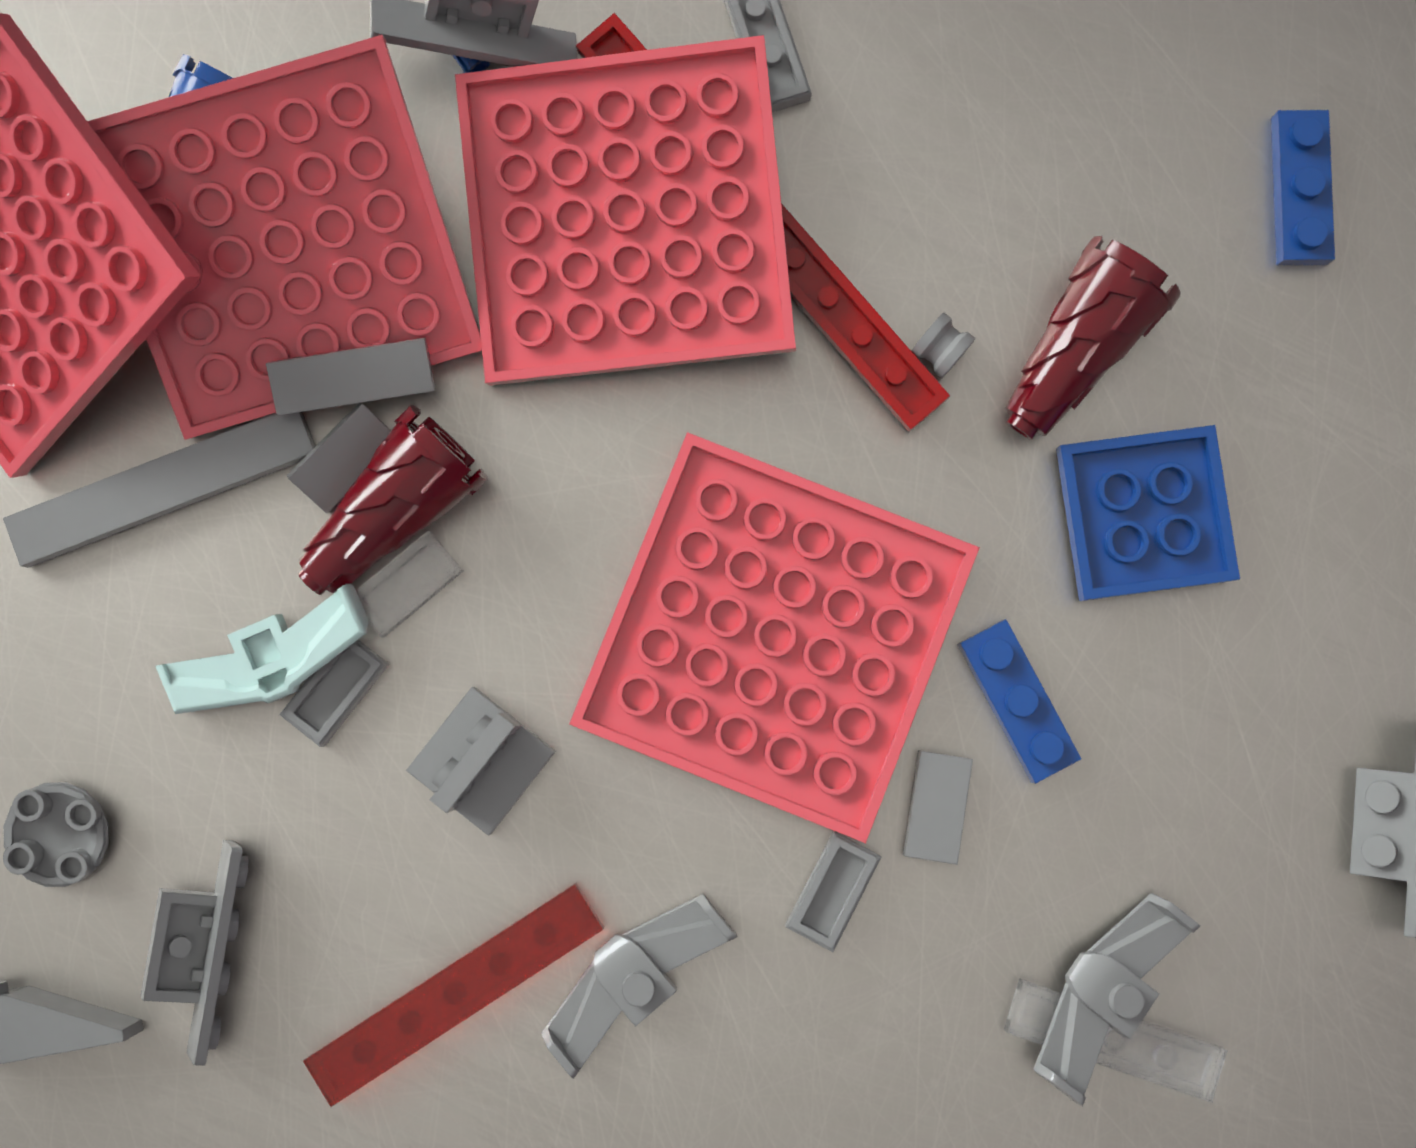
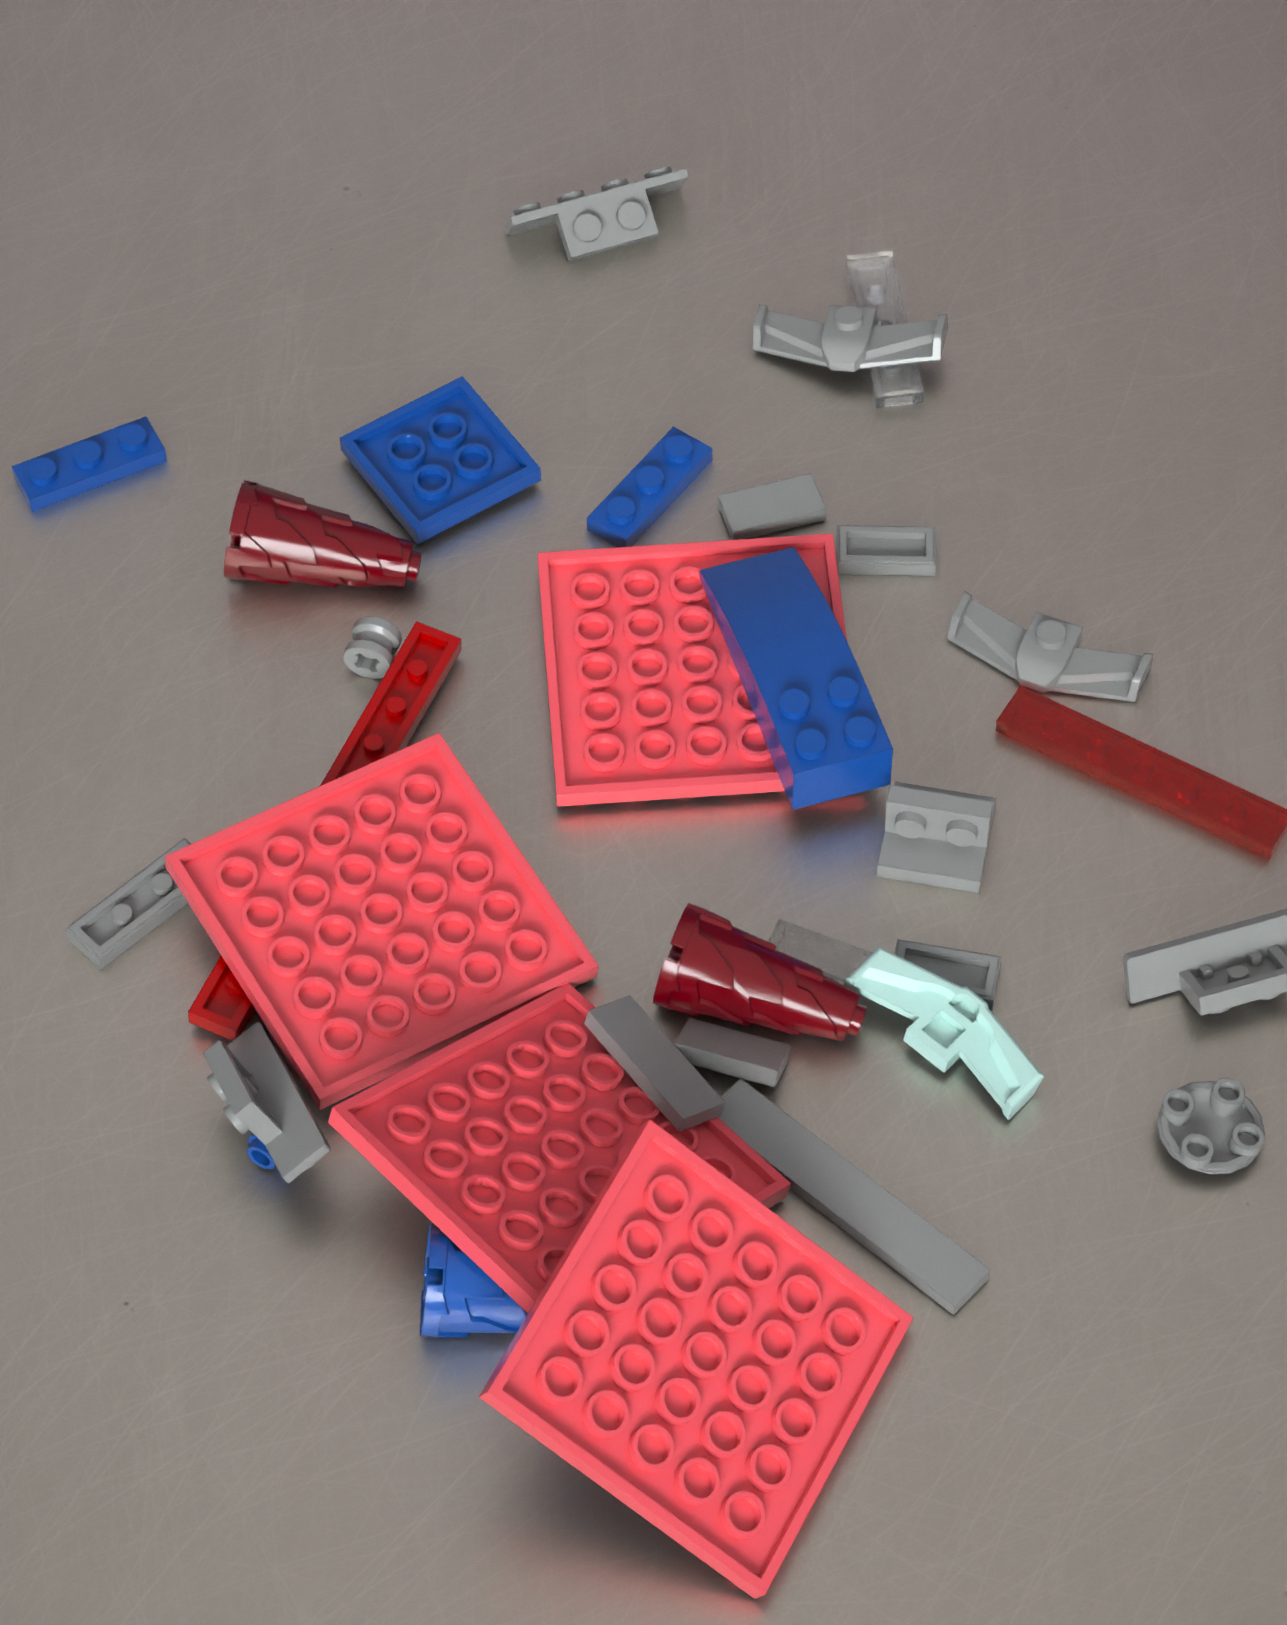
camera: 115 degrees left, 30 degrees down
(707, 714) = (799, 678): none -> blue slope

